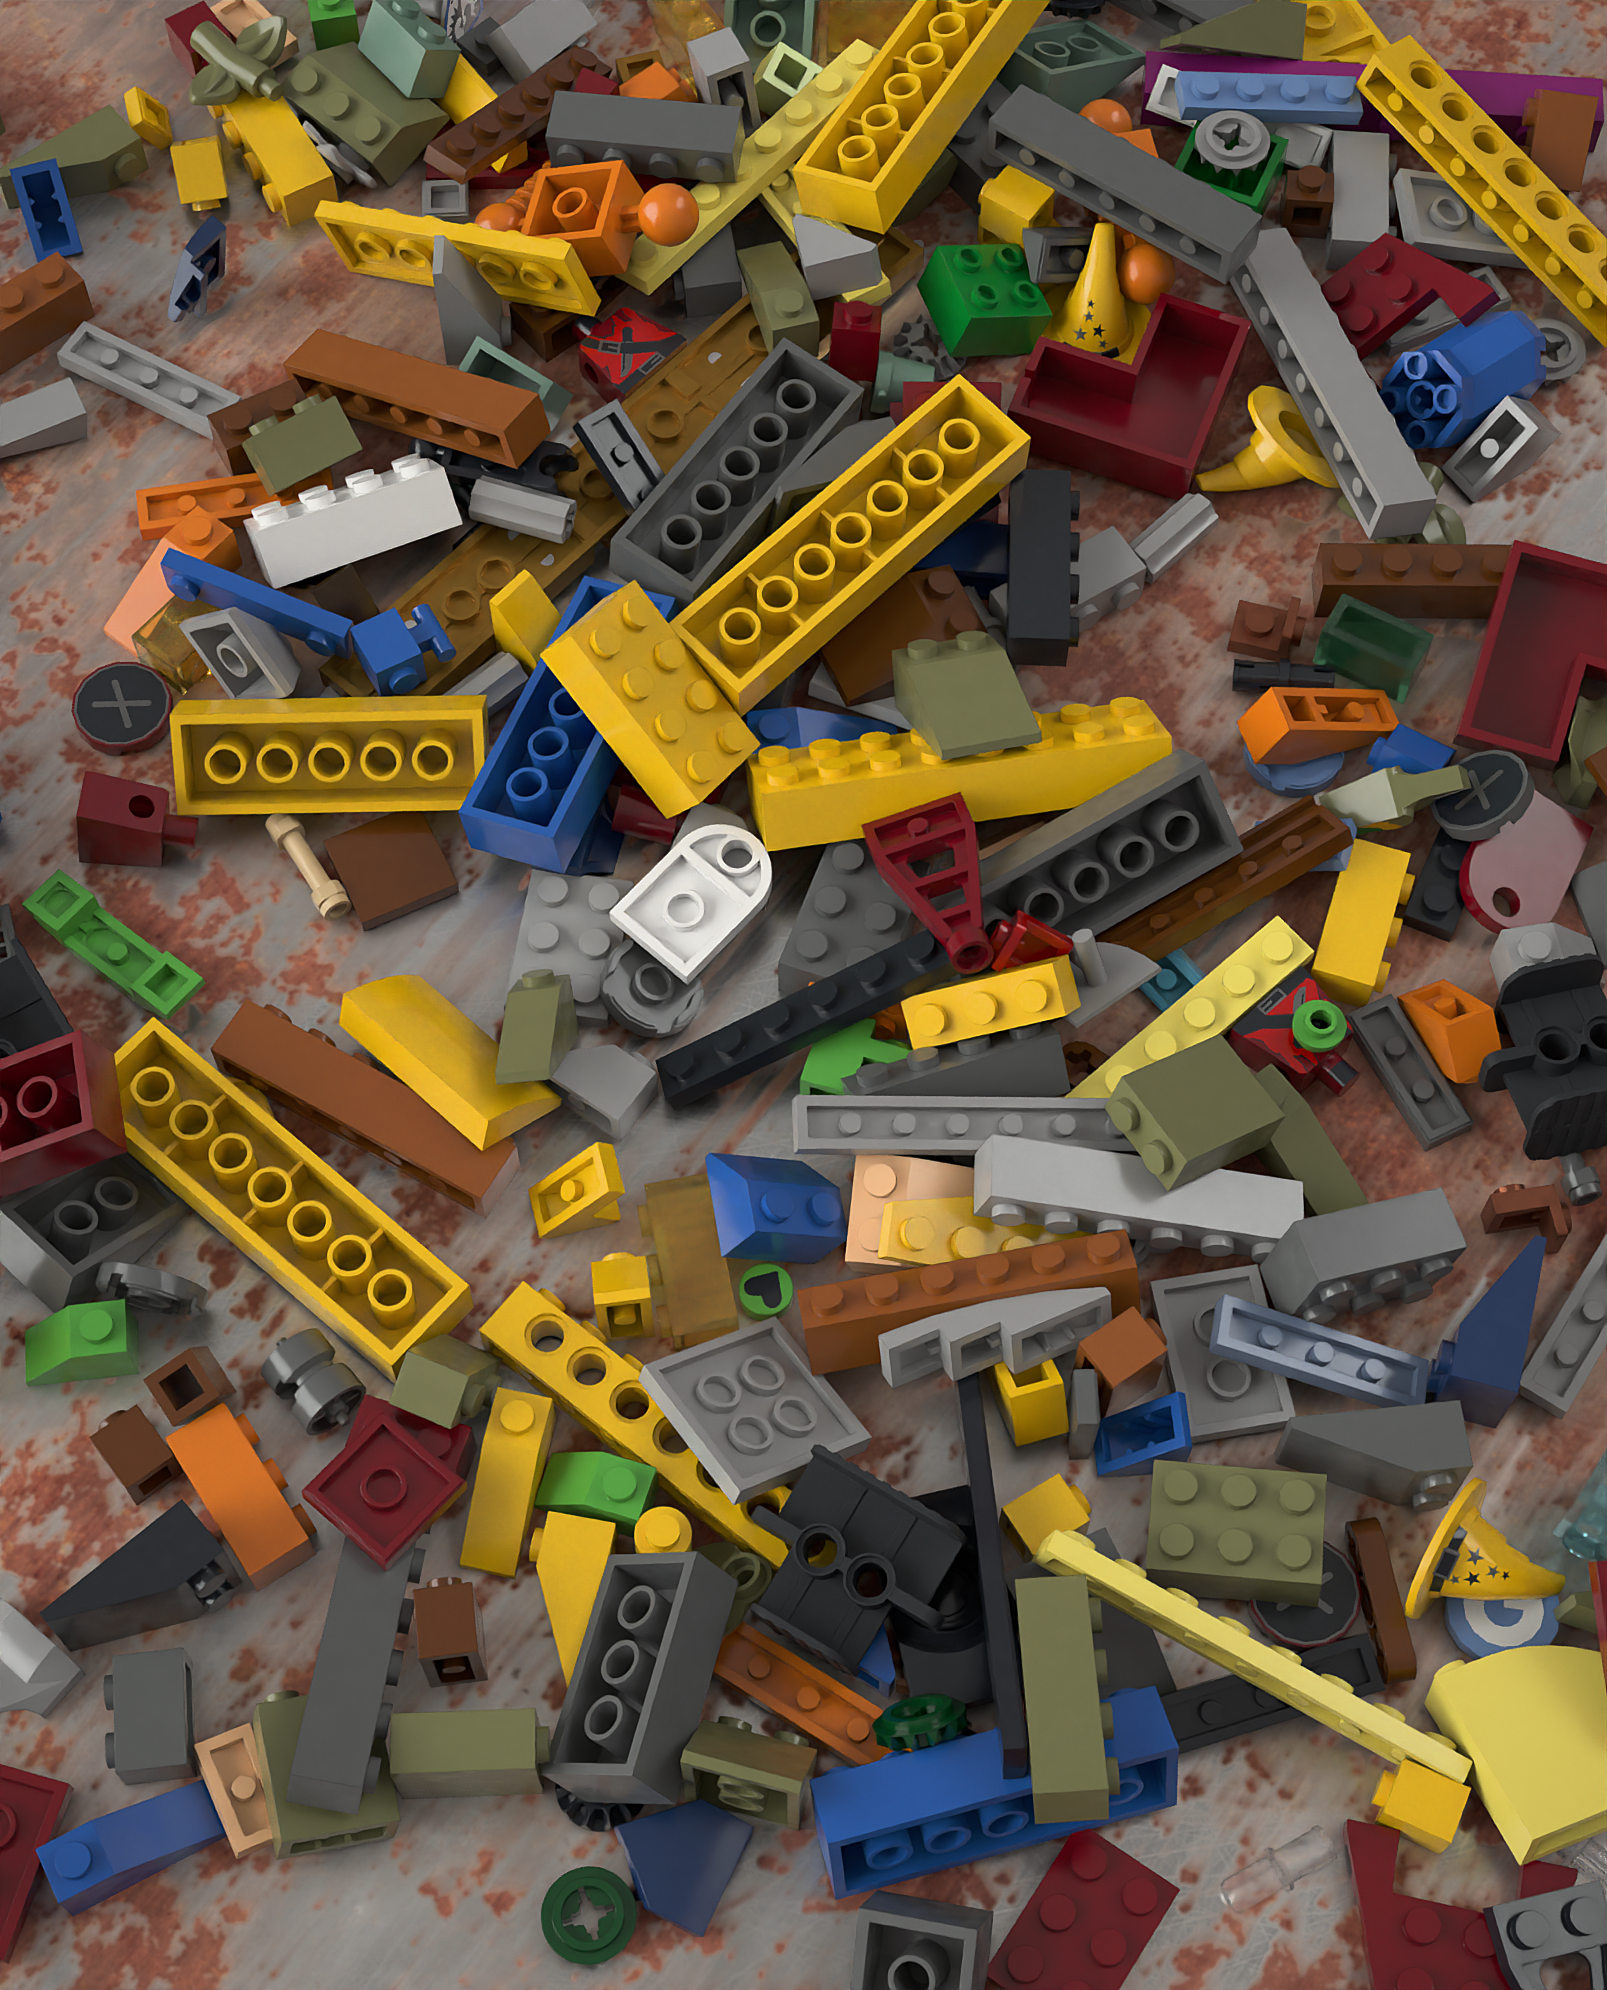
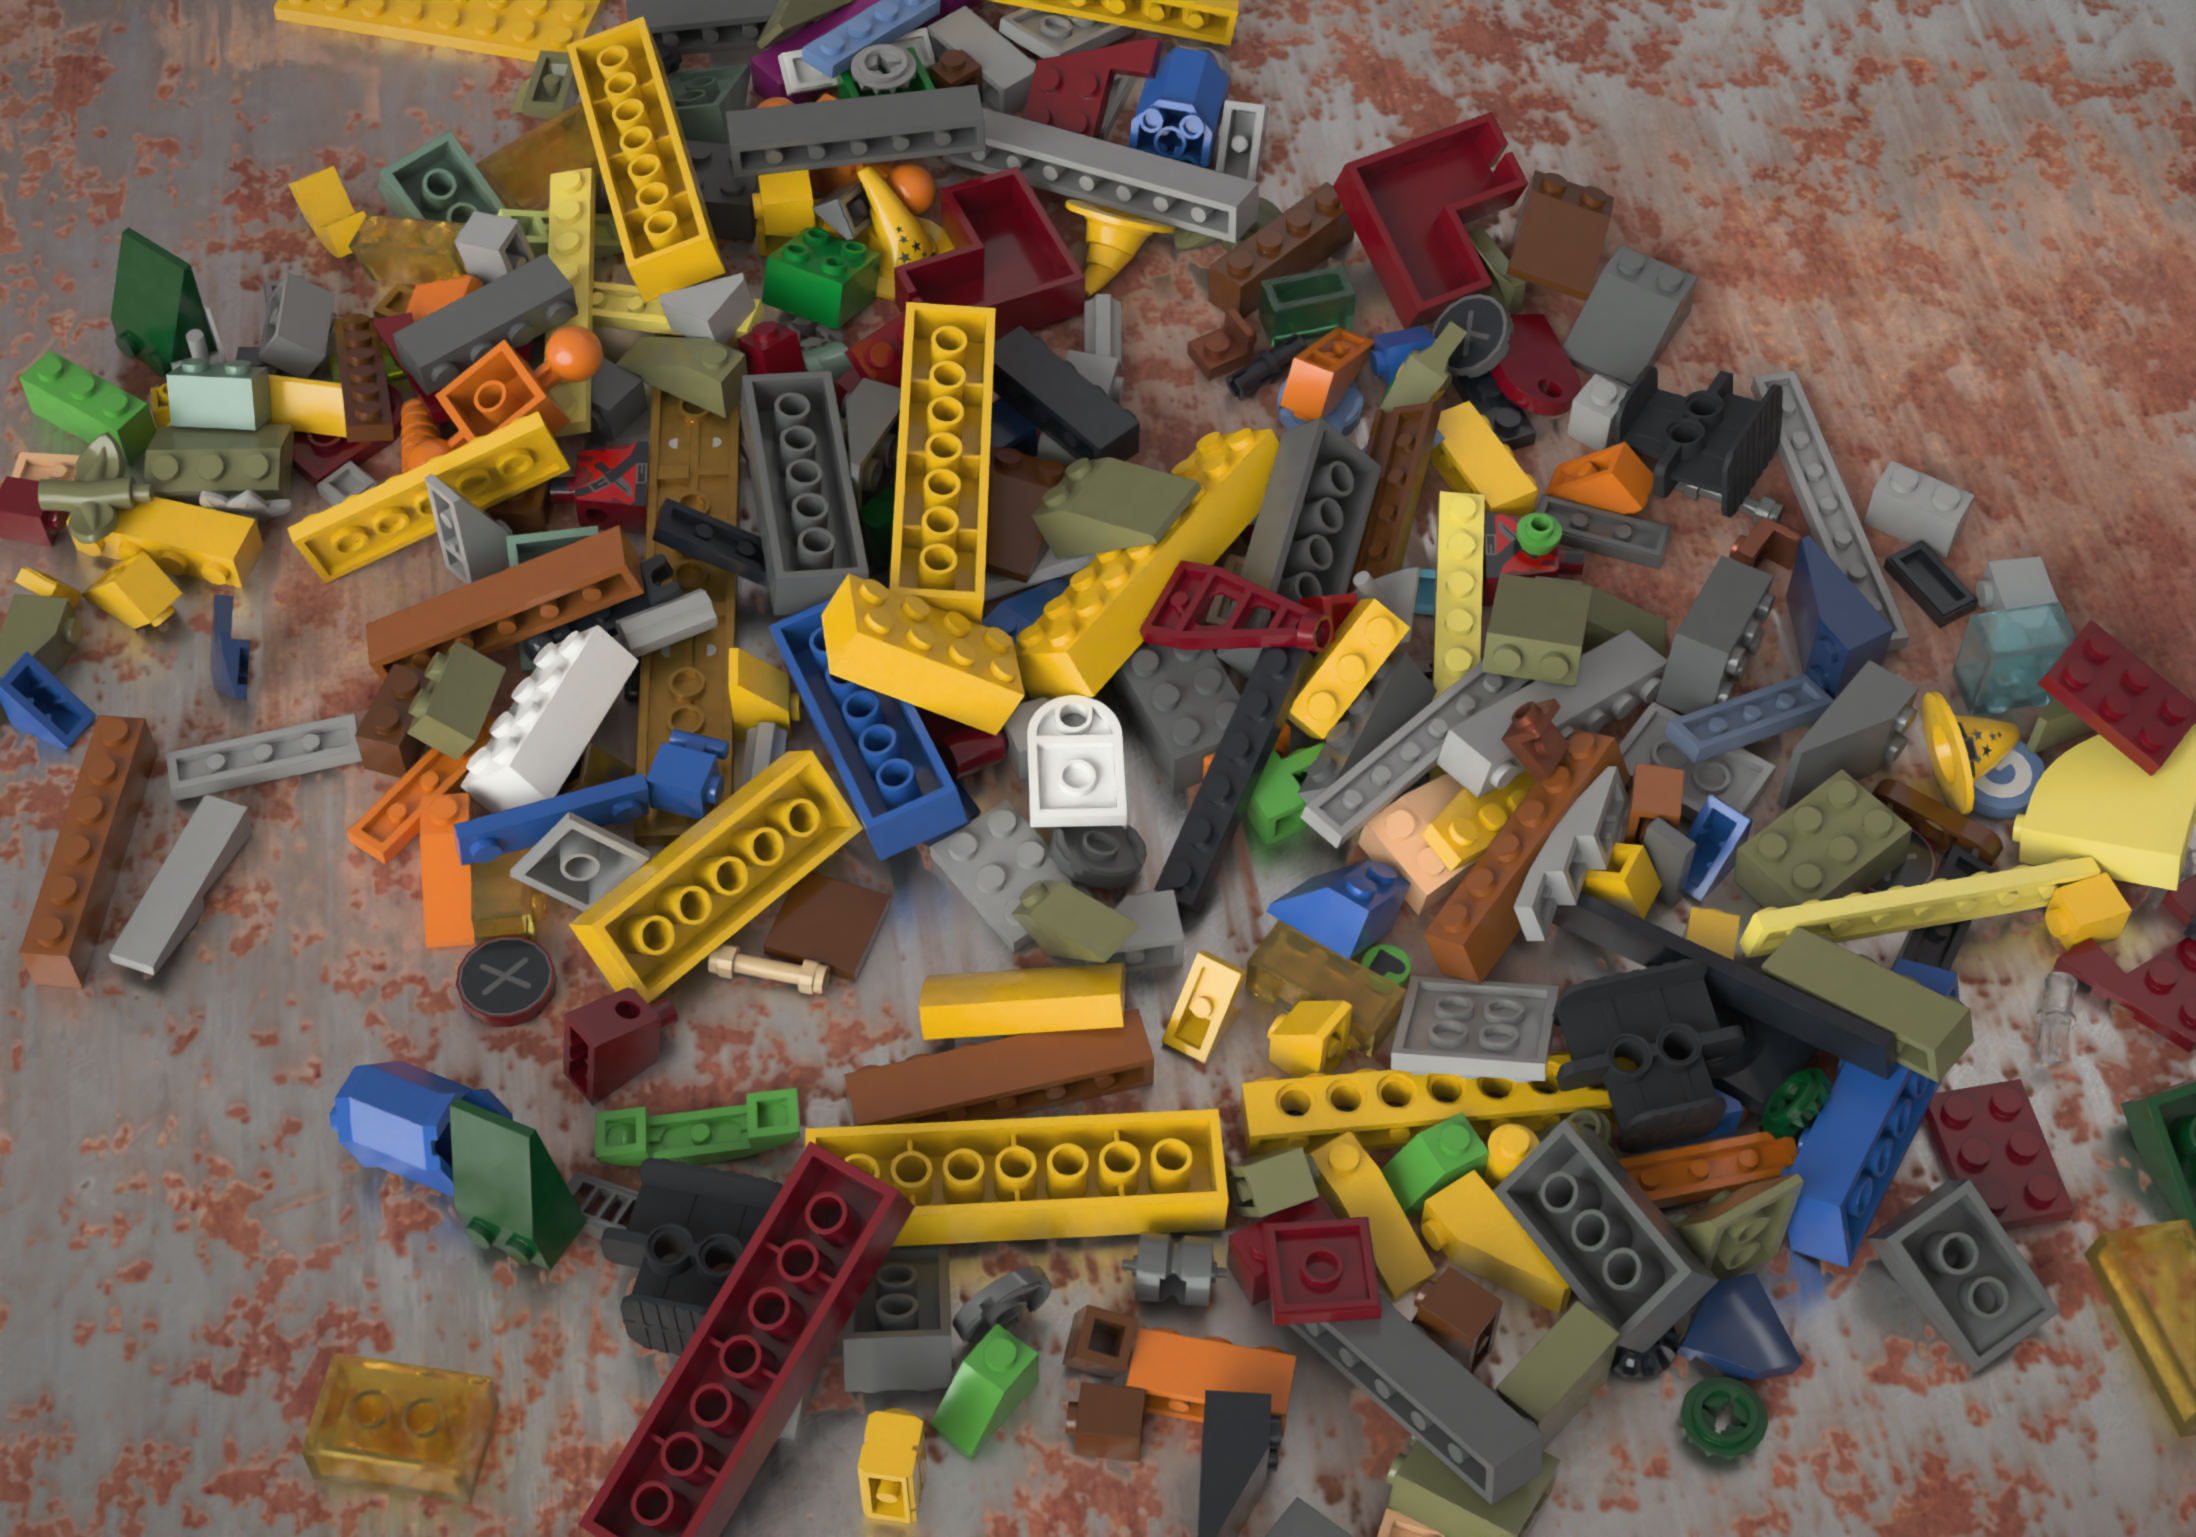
camera: 45 degrees left, 10 degrees down
(1058, 1208) = (1535, 738): none -> copper bracket

